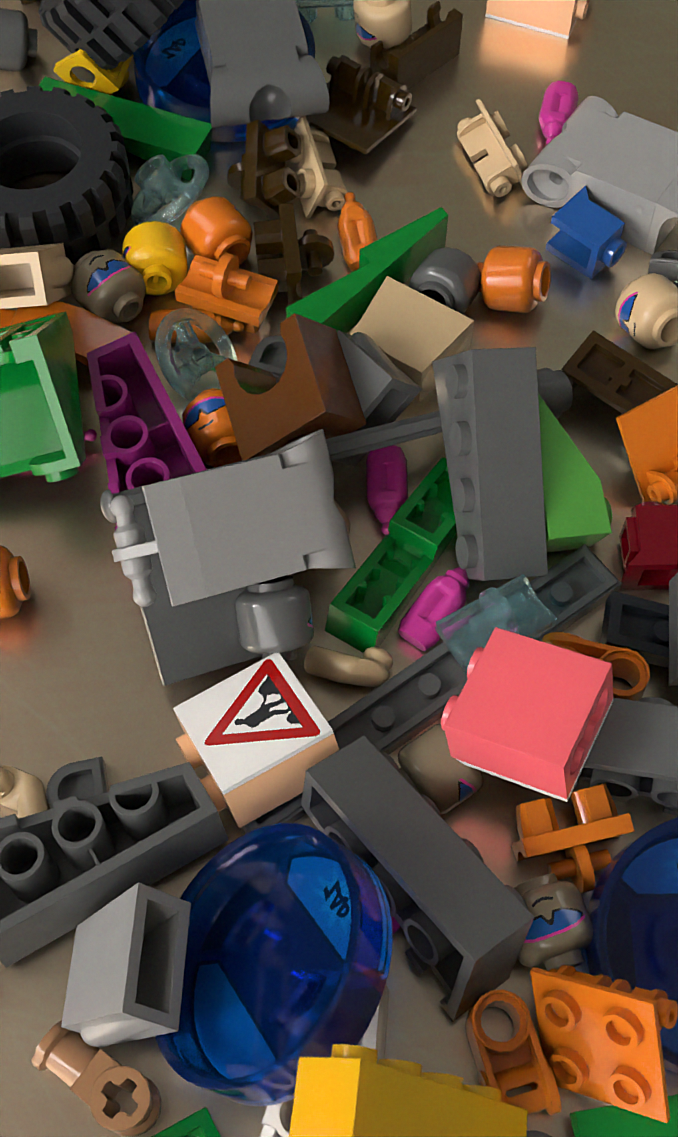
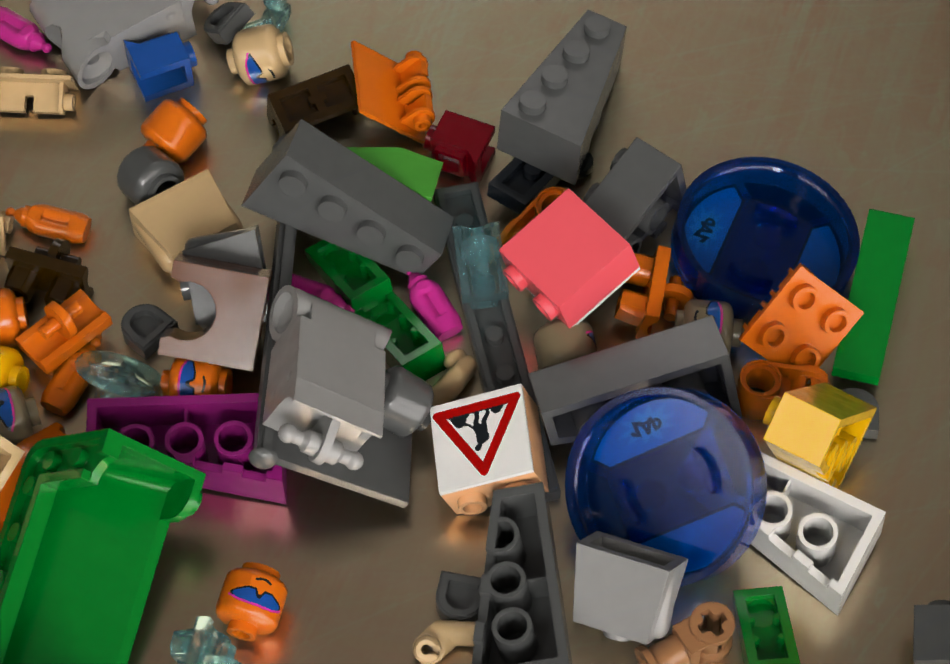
camera: 65 degrees left, 5 degrees down
(394, 255) = (109, 225): green slope -> none

